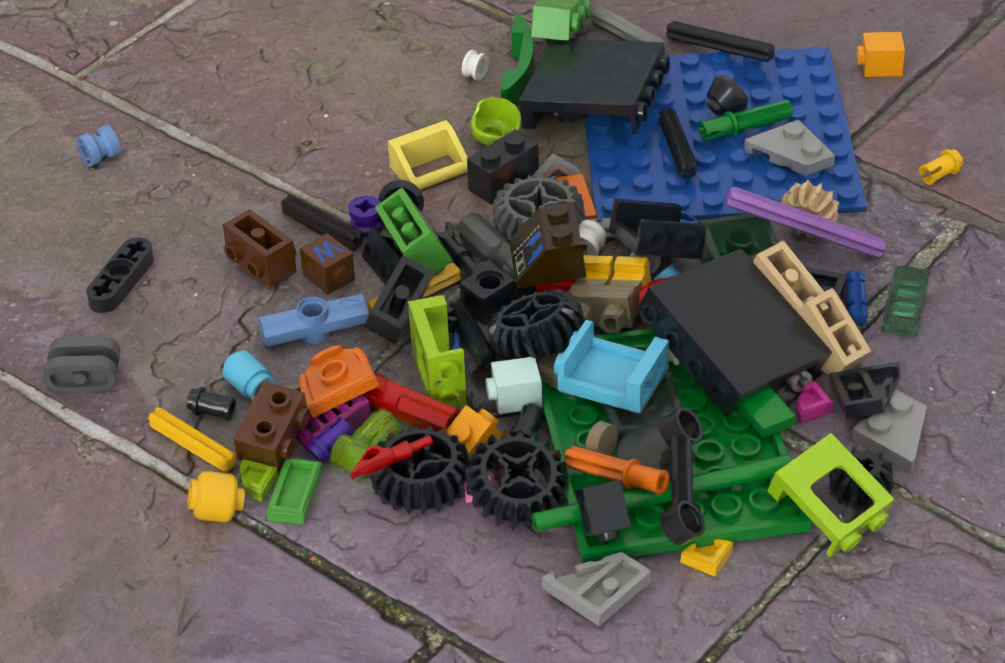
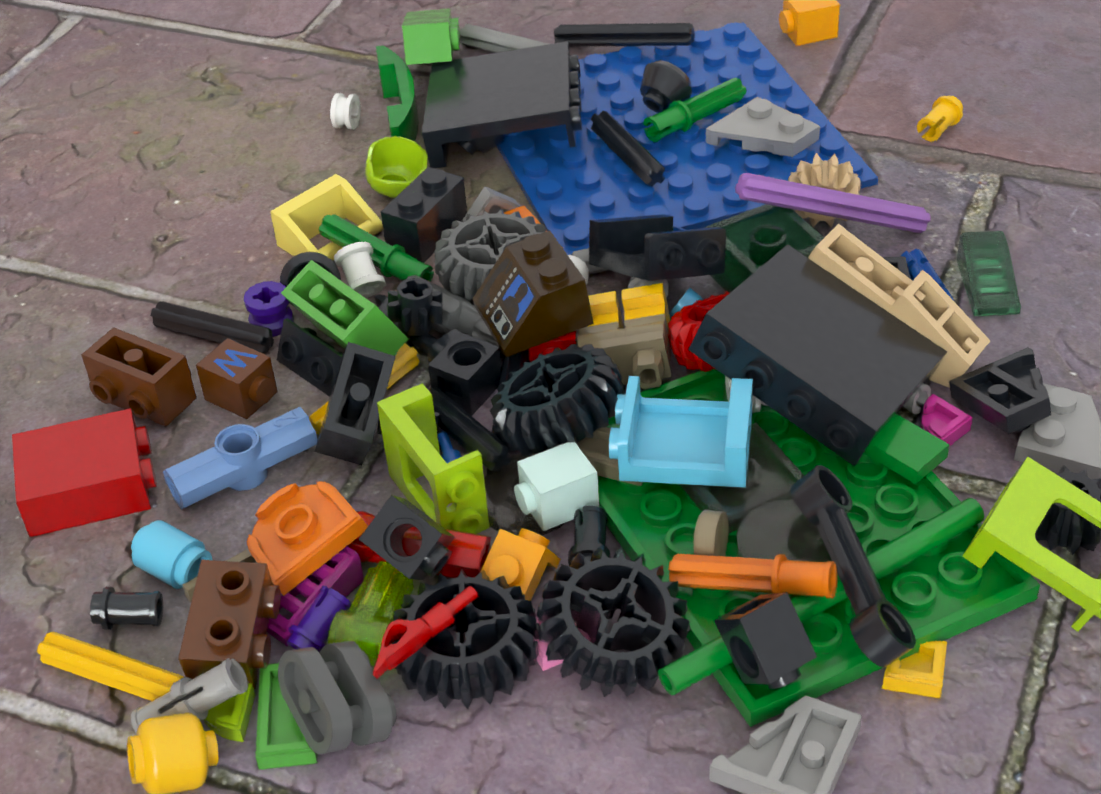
camera: 15 degrees left, 0 degrees up
(205, 307) = (82, 472): none -> red brick
(241, 464) = (196, 694): none -> light grey pin
(325, 485) = (335, 696): none -> dark grey brick
(391, 387) = (386, 534): none -> black brick
(439, 200) = (360, 269): none -> white bush
(465, 238) = (415, 306): none -> black gear
(466, 196) = (390, 259): none -> green axle

